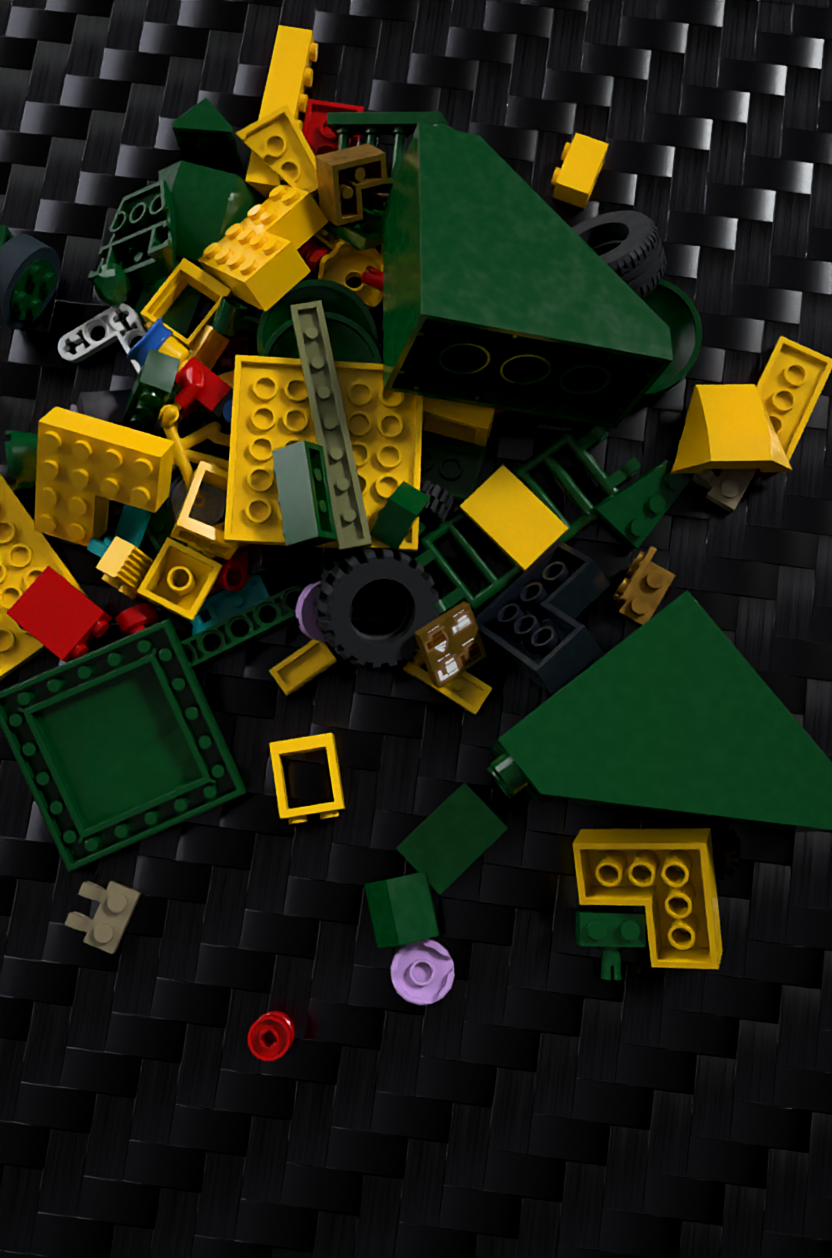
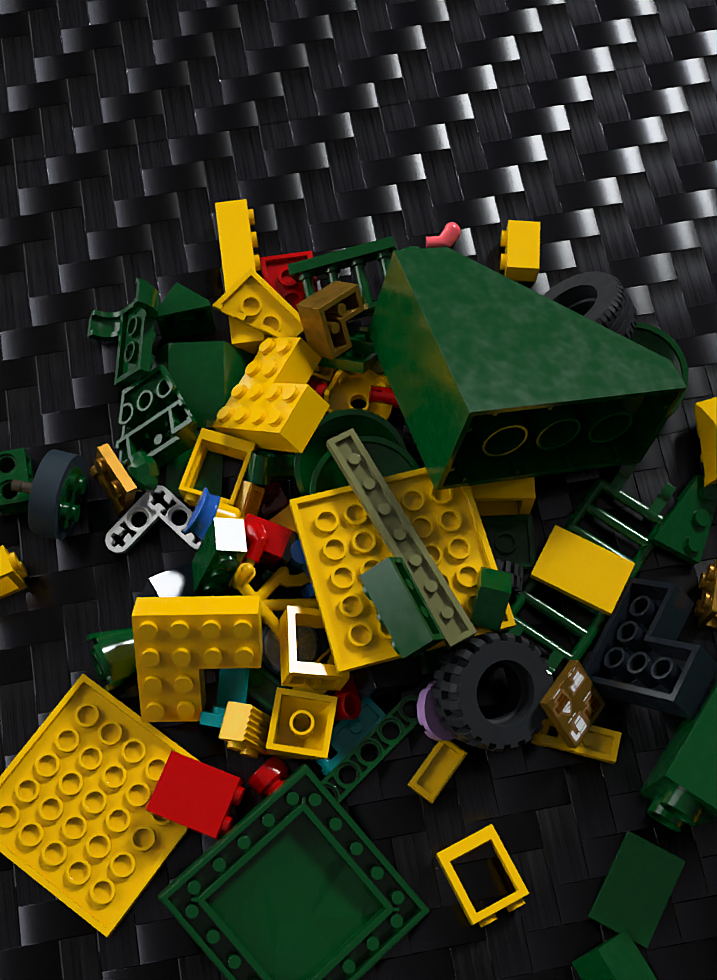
camera: 20 degrees left, 10 degrees down
(82, 279) = (113, 479): none -> pearl gold plate
(148, 134) = (134, 332): none -> dark green piece
(507, 135) = (446, 238): none -> coral arm

